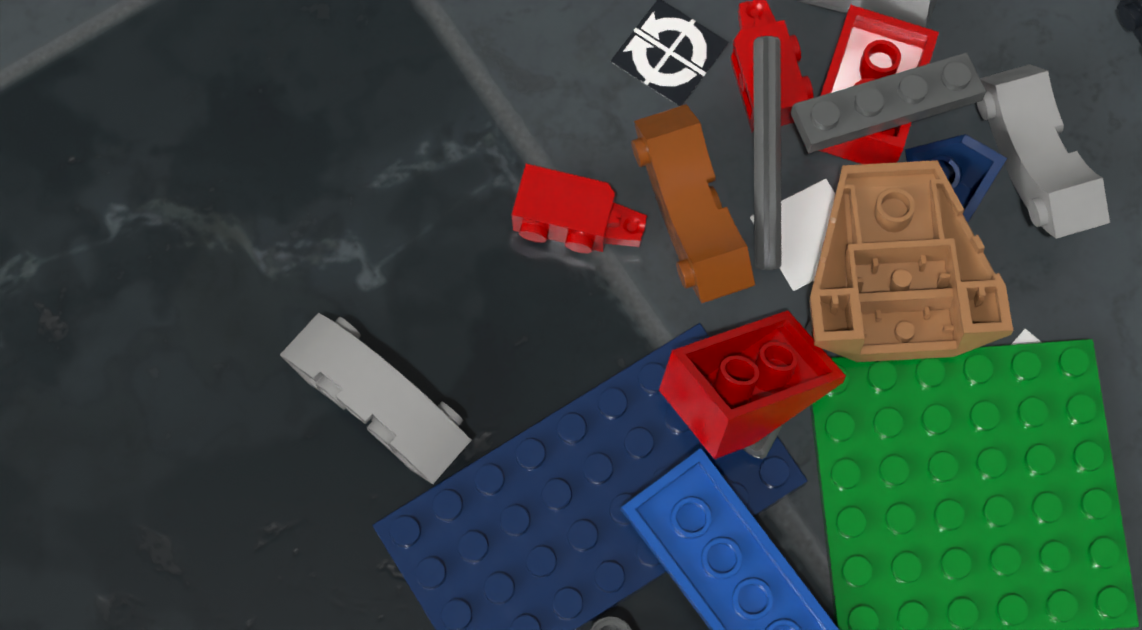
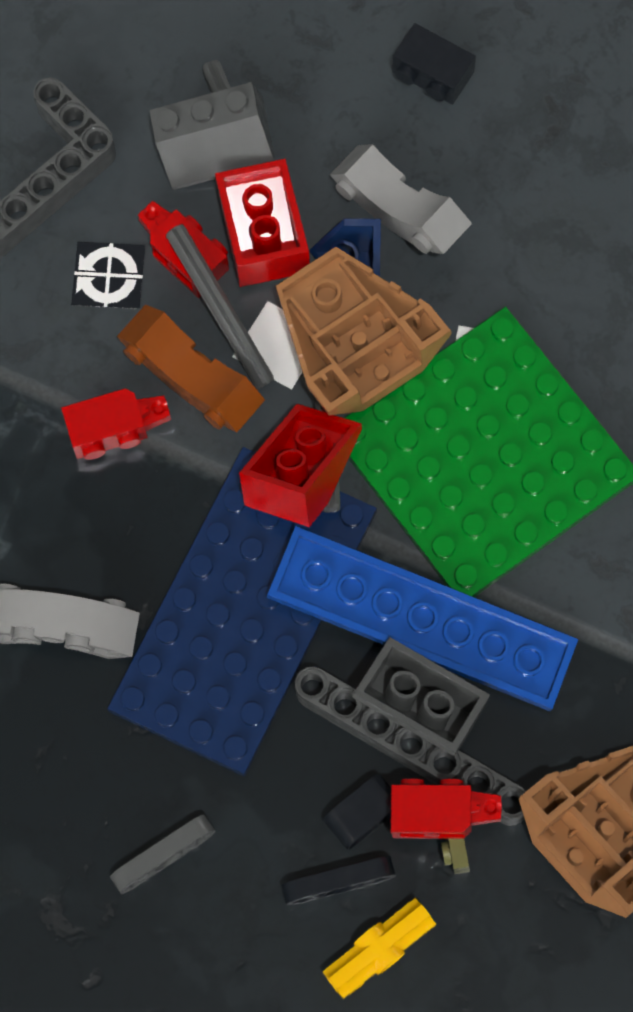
camera: 30 degrees left, 0 degrees up
(887, 102) = (280, 226): dark grey plate -> none

